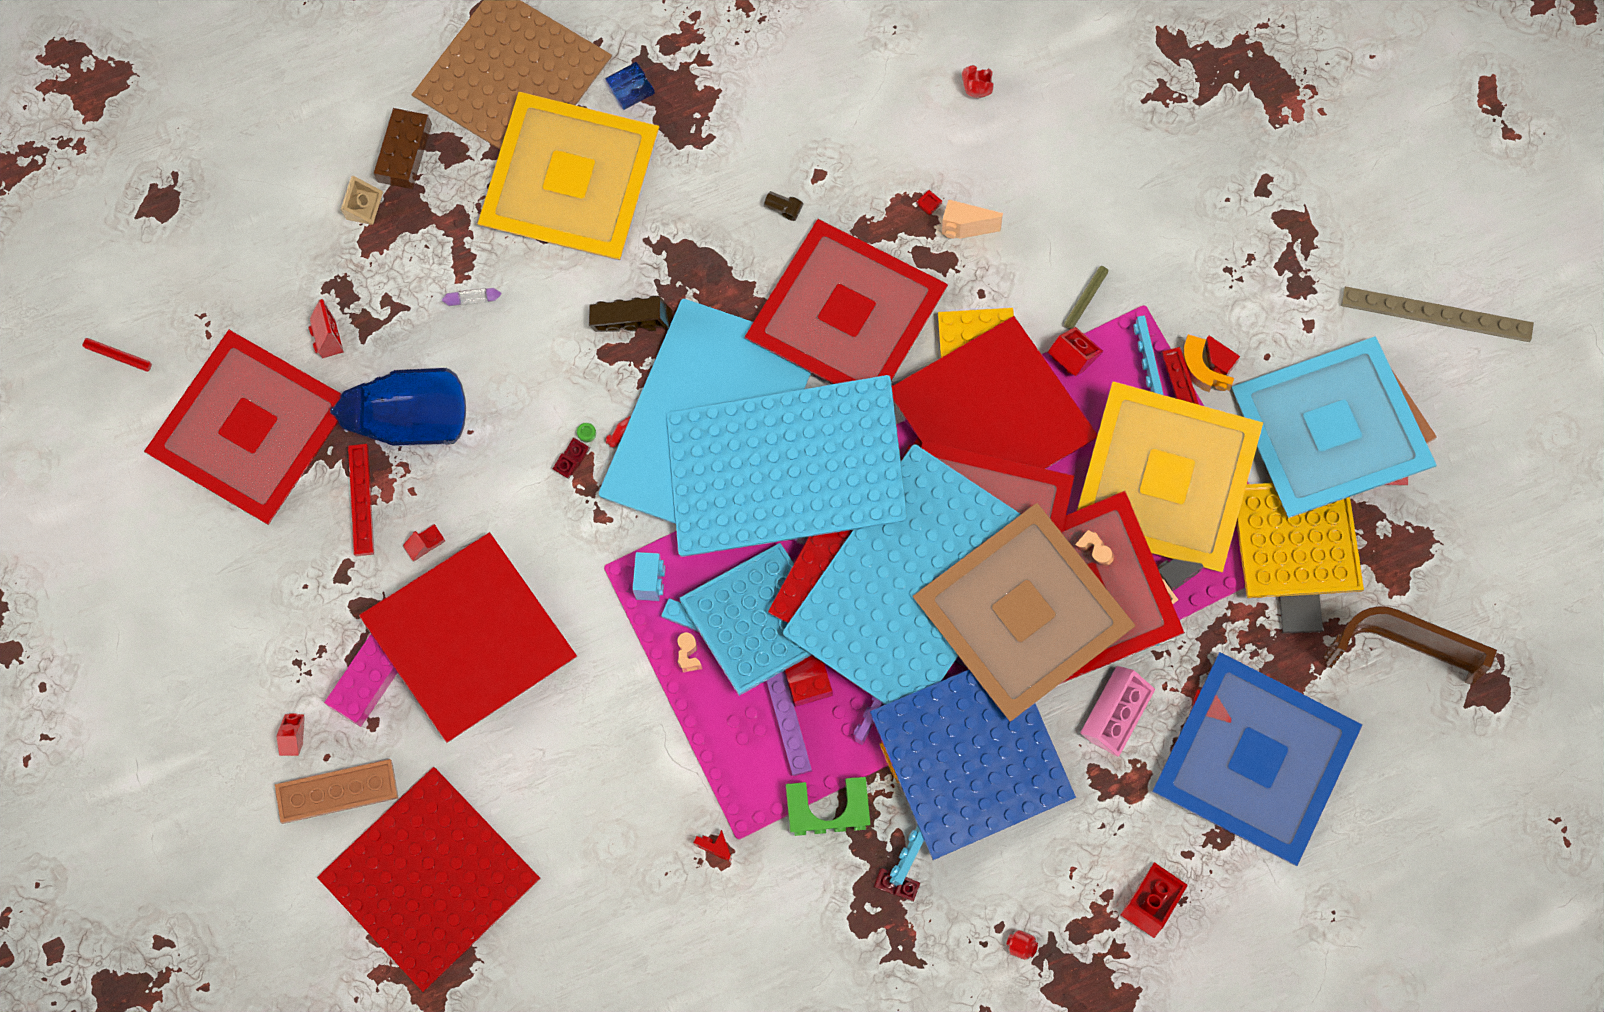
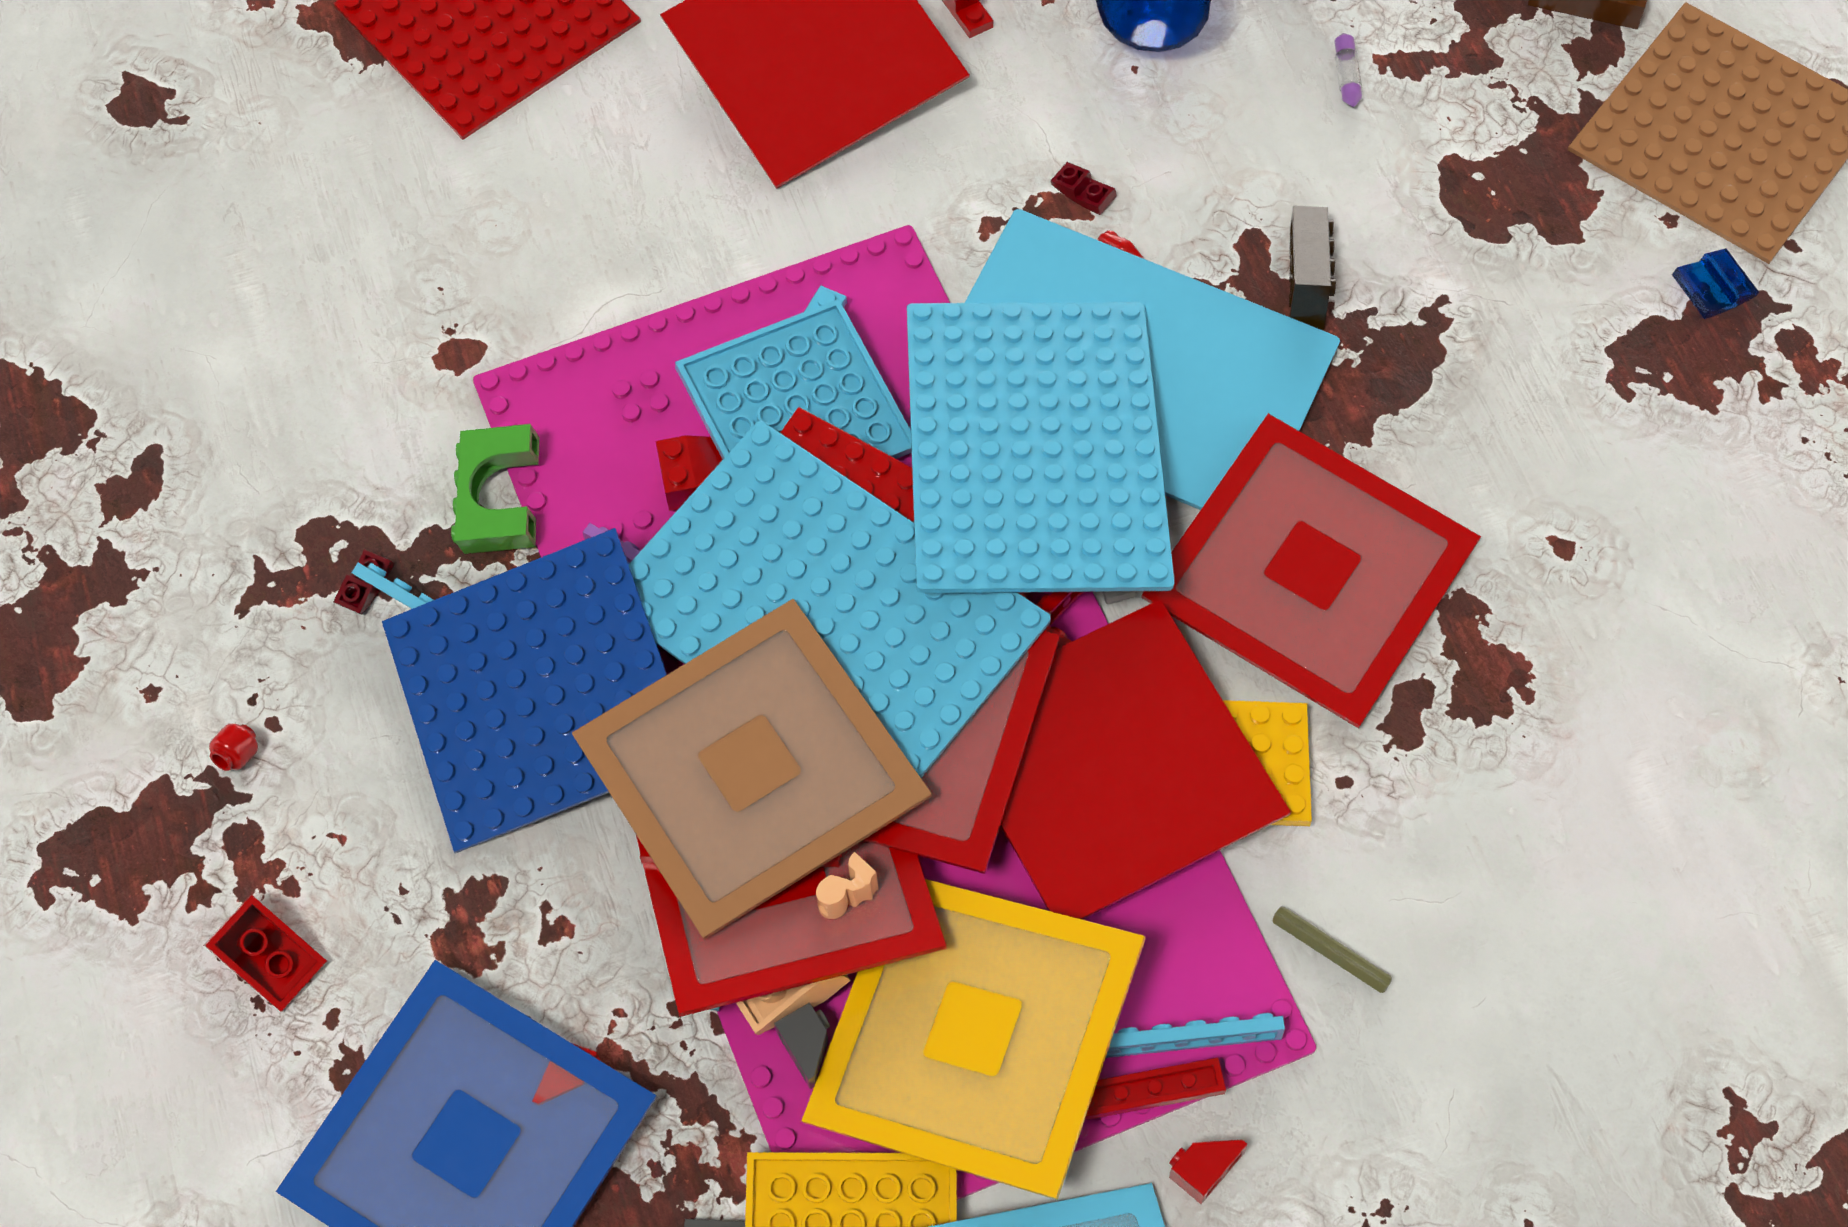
camera: 90 degrees right, 10 degrees down
(568, 175) = (1552, 195): baseplate -> none
(586, 432) = (1124, 209): bright green tile -> none
(647, 576) = (877, 261): medium azure brick -> none
(688, 646) = (764, 314): light nougat leg -> none
(718, 849) = (462, 345): red slope -> none
(788, 207) = (1502, 490): dark brown piece -> none
(789, 724) = (619, 447): medium lavender plate -> none
(929, 202) = (1514, 710): red tile -> none
(968, 220) = (1471, 751): light nougat slope -> none
(976, 82) = (1747, 798): red hair -> none
(1074, 351) = (1225, 912): red slope -> none
(1118, 710) = (583, 926): bright pink slope -> none
(1198, 371) = (1193, 1118): light orange arch -> none

